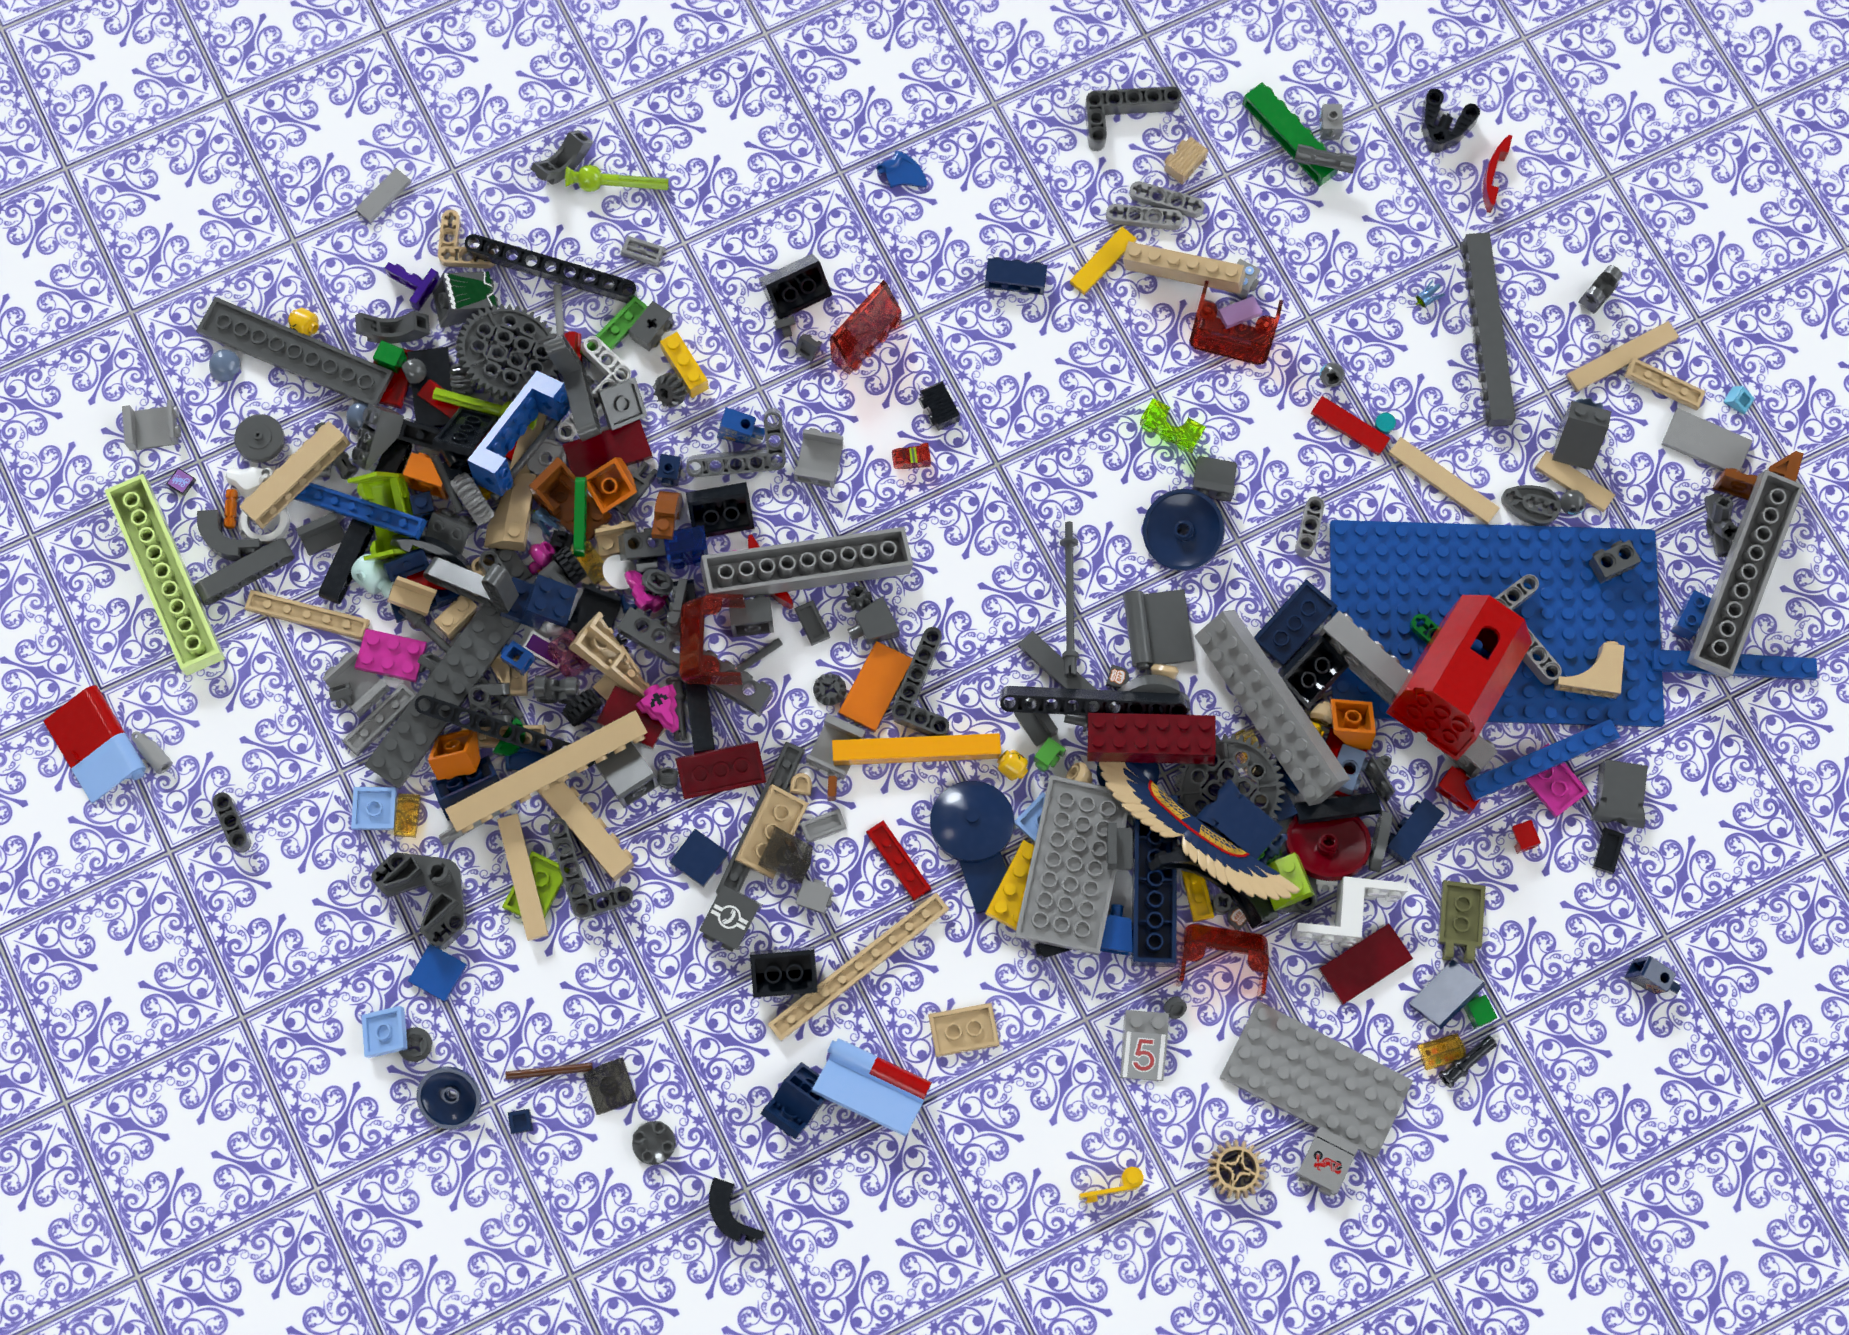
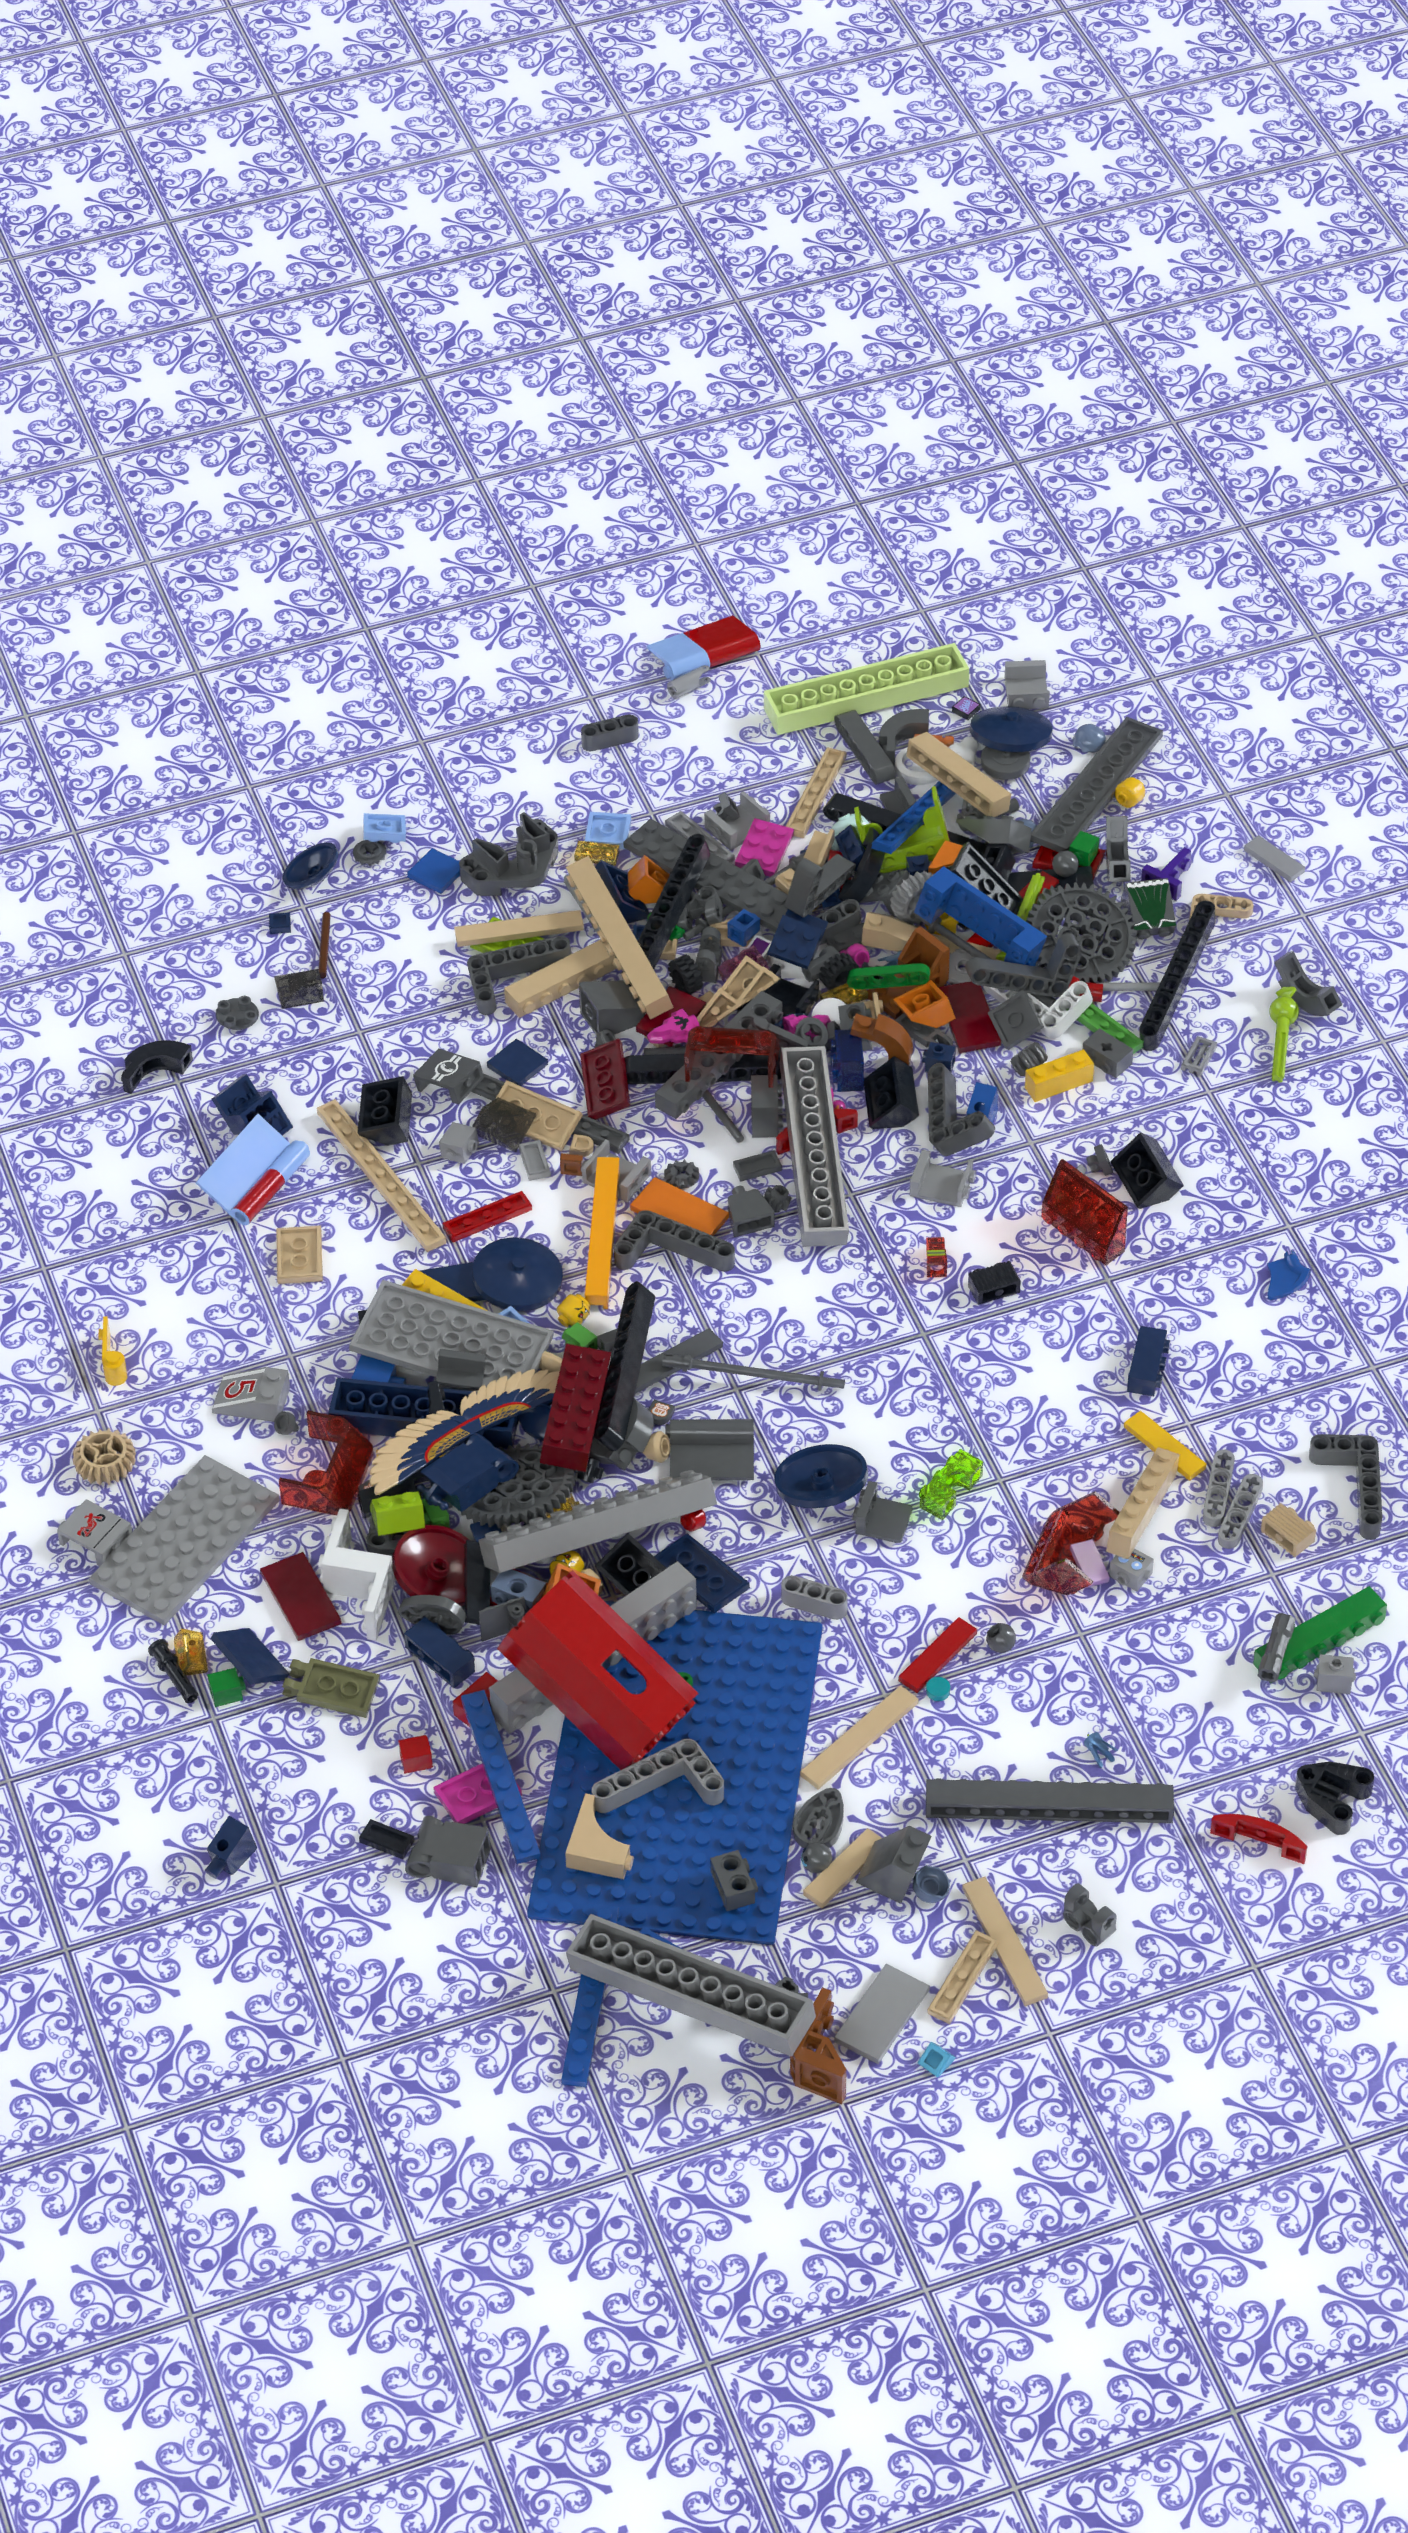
camera: 100 degrees right, 25 degrees down
(219, 434) = (1011, 729): none -> dark blue dish

